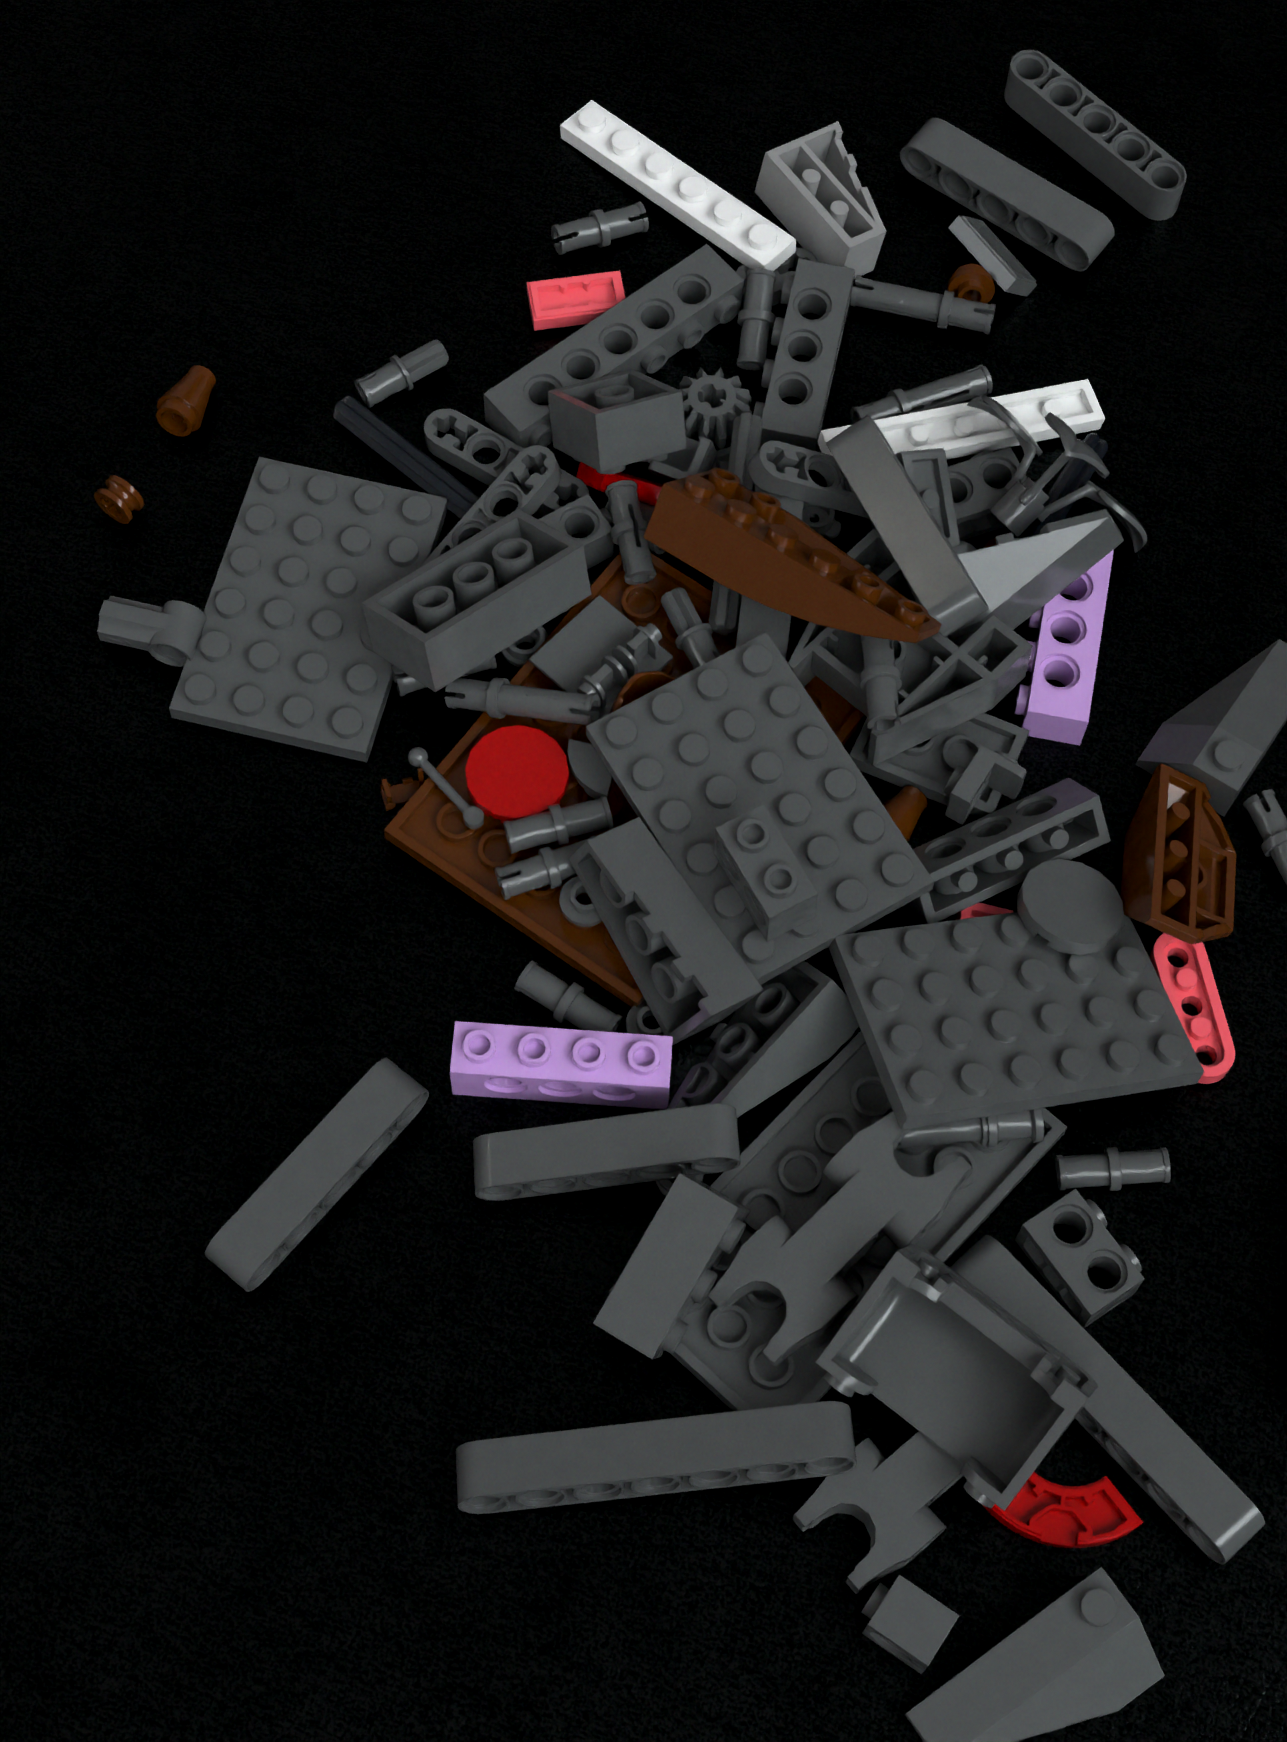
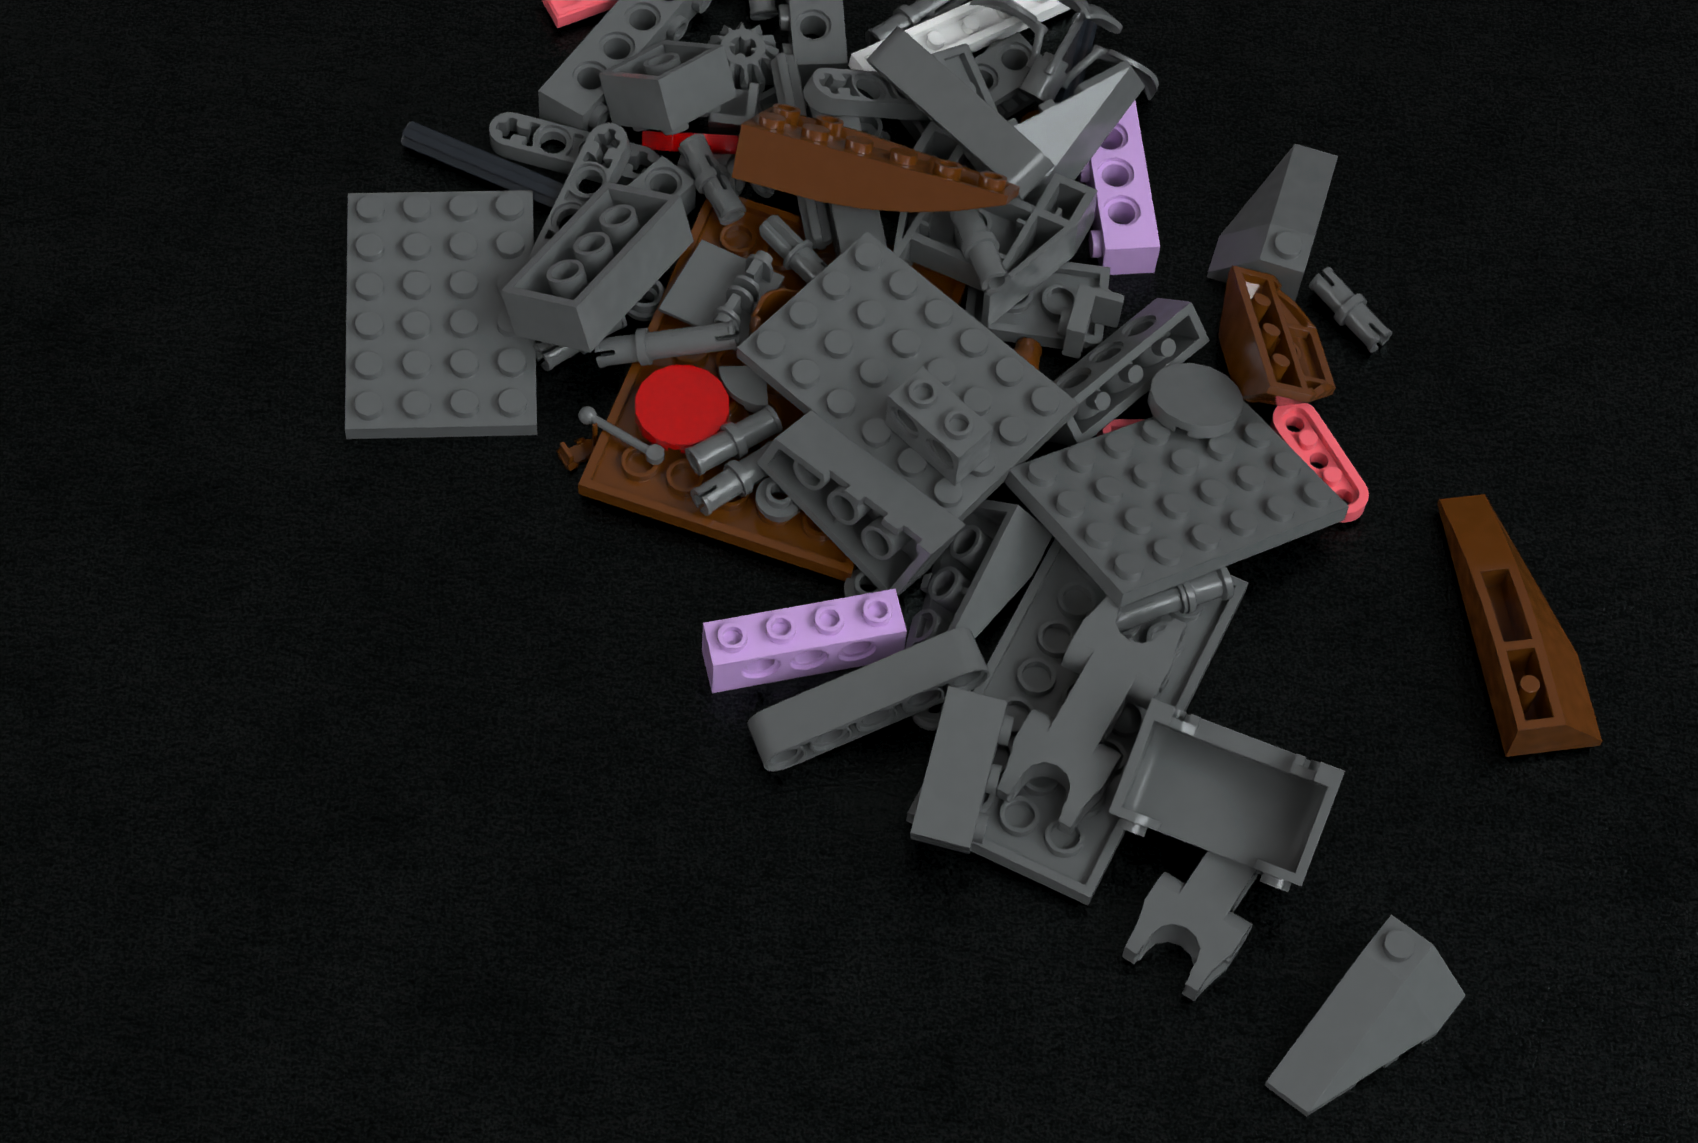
camera: 20 degrees left, 5 degrees down
(119, 499) = (233, 259): reddish brown bush -> none
(165, 631) = (320, 363): dark grey piece -> none
(185, 403) = (262, 164): reddish brown cone -> none
(316, 1174) = (620, 785): dark grey beam -> none
(401, 372) = (451, 91): dark grey axle -> none
(565, 1000) = (784, 587): dark grey pin -> none
(655, 1457) = (993, 932): dark grey beam -> none
(908, 1622) = (1246, 1008): dark grey brick -> none
(1066, 1264) = (1284, 693): dark grey brick -> none
(1068, 1514) = (1343, 892): red tile -> none
(1113, 1168) = (1295, 608): dark grey pin -> none
(1123, 1414) = (1373, 801): dark grey beam -> none

